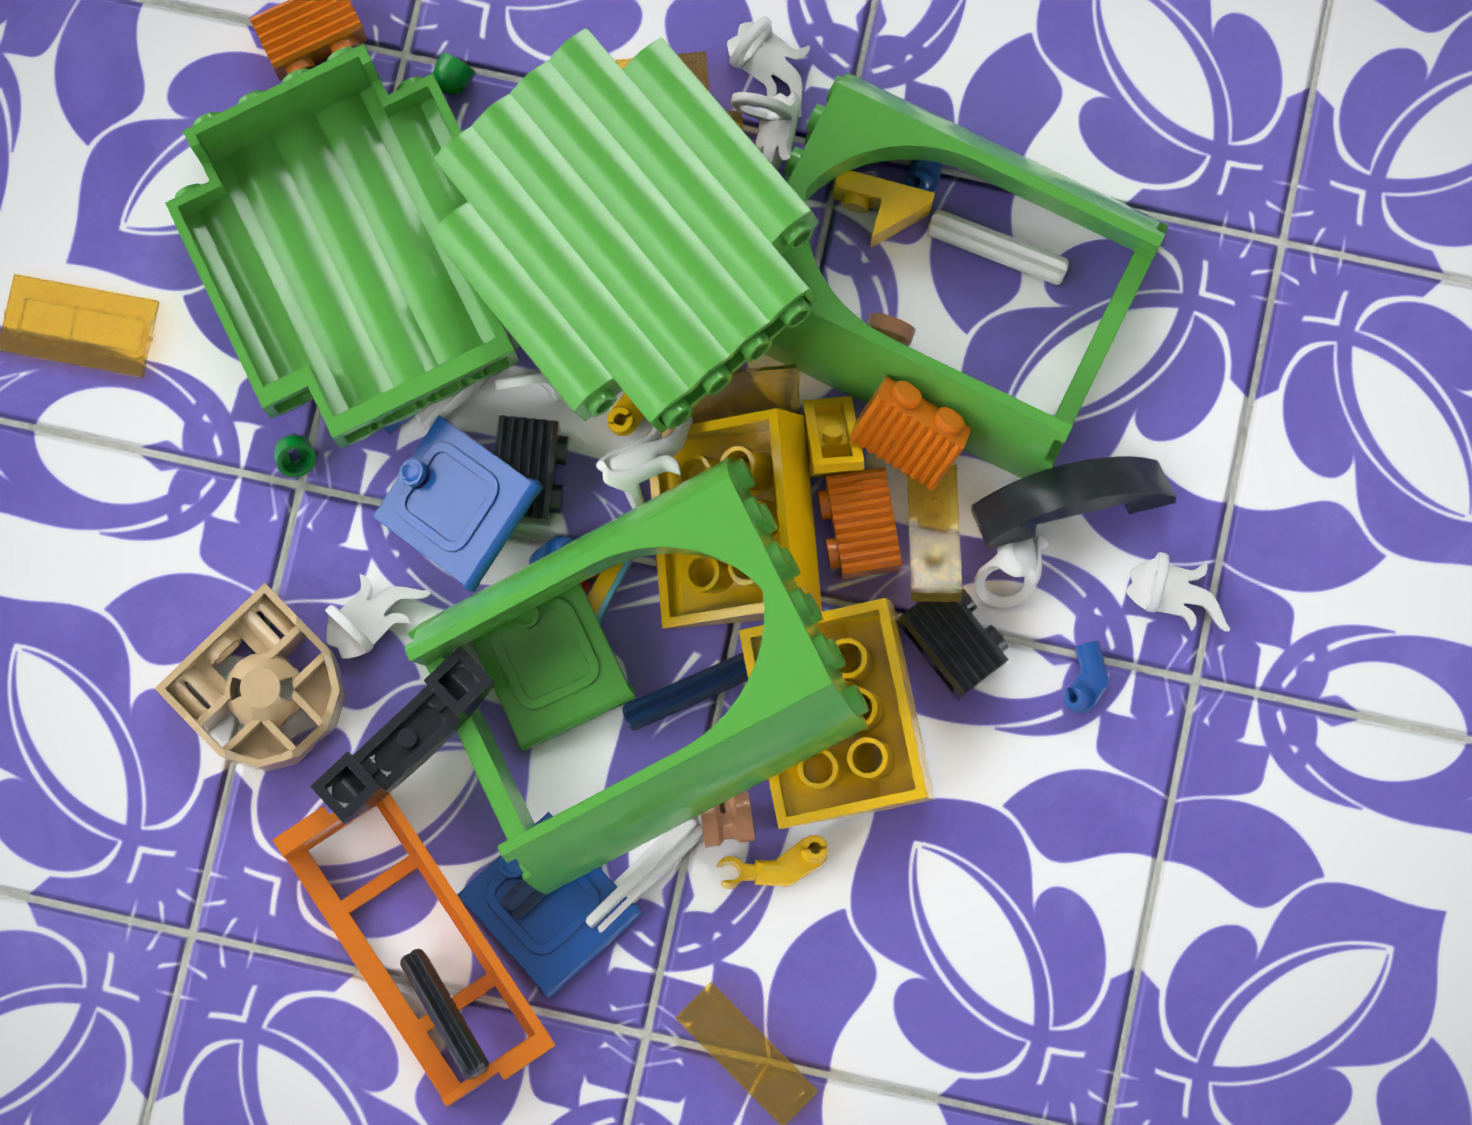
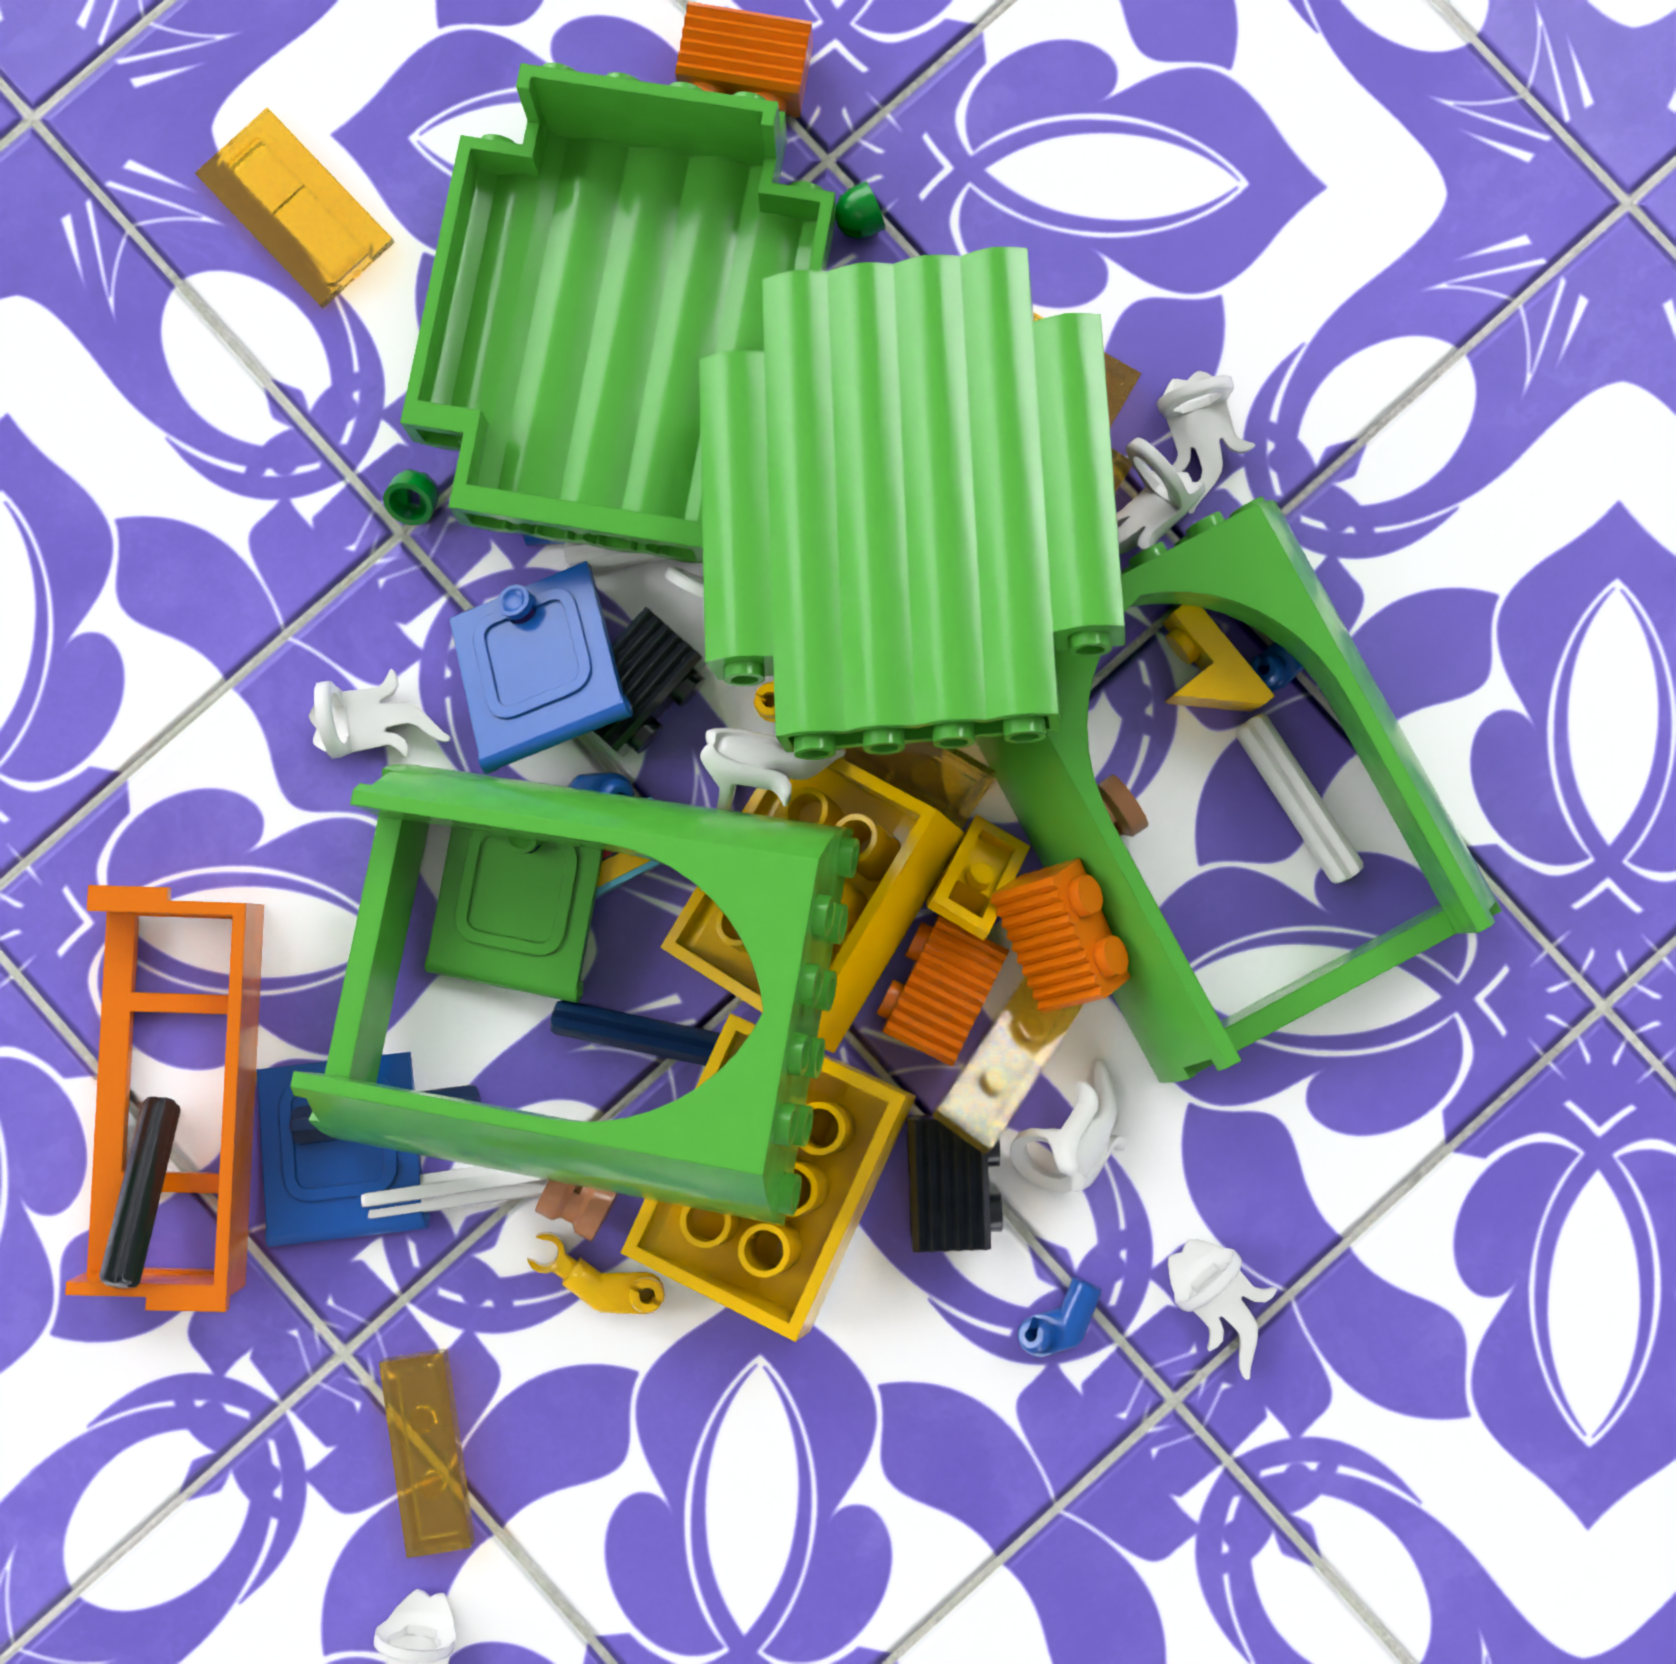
camera: 40 degrees right, 5 degrees up
(259, 708) = (138, 681): tan connector -> none
(407, 739) = (295, 881): black slope -> none
(1068, 491) = (1183, 1117): black slope -> none

